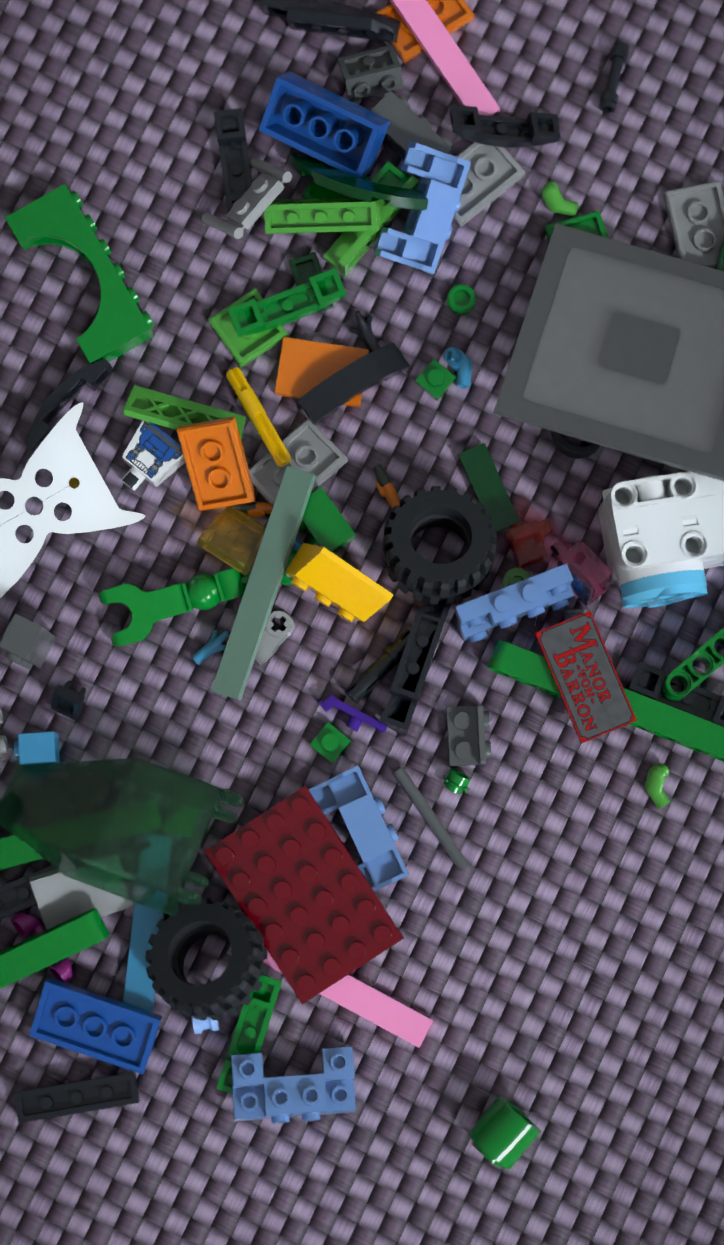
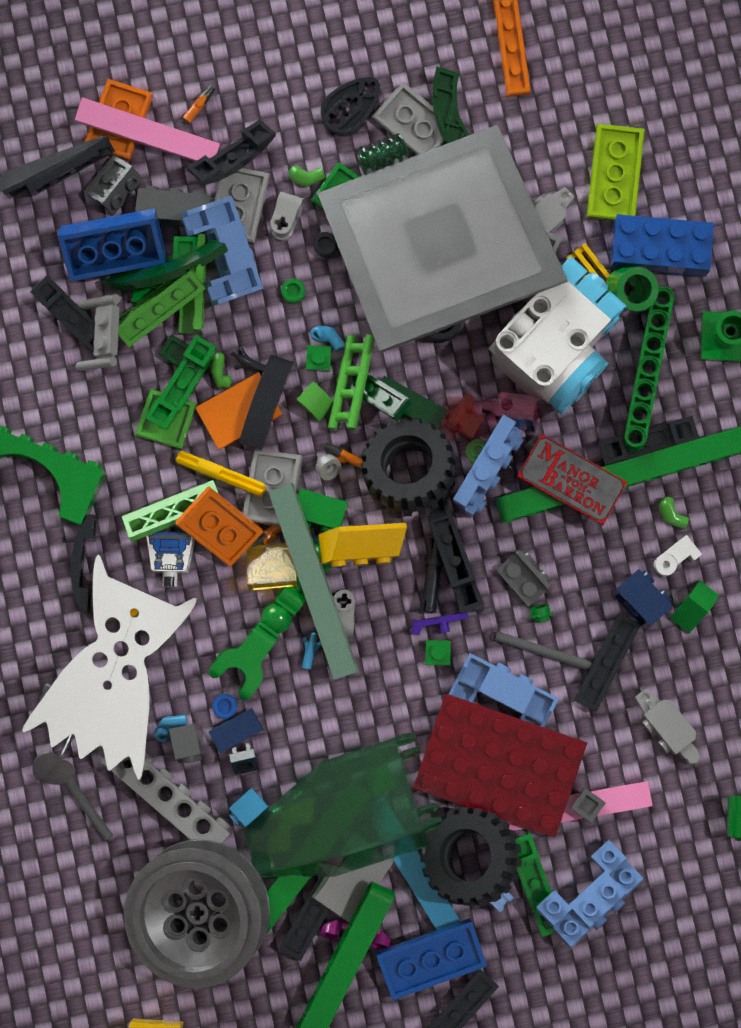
camera: 35 degrees left, 0 degrees up
(27, 611) = (162, 730): none -> dark azure arm
(84, 668) = (236, 730): none -> dark blue tile
(91, 637) = (224, 706): none -> blue tile
(329, 321) = (217, 371): none -> bright green arm
(357, 998) = (587, 805): none -> dark grey plate
(363, 488) = (328, 467): none -> light grey tile
(400, 418) = (315, 401): none -> bright green brick
(444, 439) = (355, 394): none -> bright green bar
(464, 457) = (384, 397): none -> dark green tile
(484, 877) = (607, 662): none -> black plate
(495, 984) = (668, 725): none -> light grey hinge
(509, 58) = (202, 100): none -> orange piece
(513, 220) = (286, 212): none -> light grey piece
(524, 278) = (325, 244): none -> black tile
(564, 842) = (642, 598): none -> dark blue brick
(609, 97) = (286, 81): black bar -> none
(609, 890) = (694, 607): none -> green slope
(628, 826) = (668, 561): none -> white leg
(647, 232) = (382, 154): none -> clear green piece
(651, 182) = (339, 98): none -> black piece

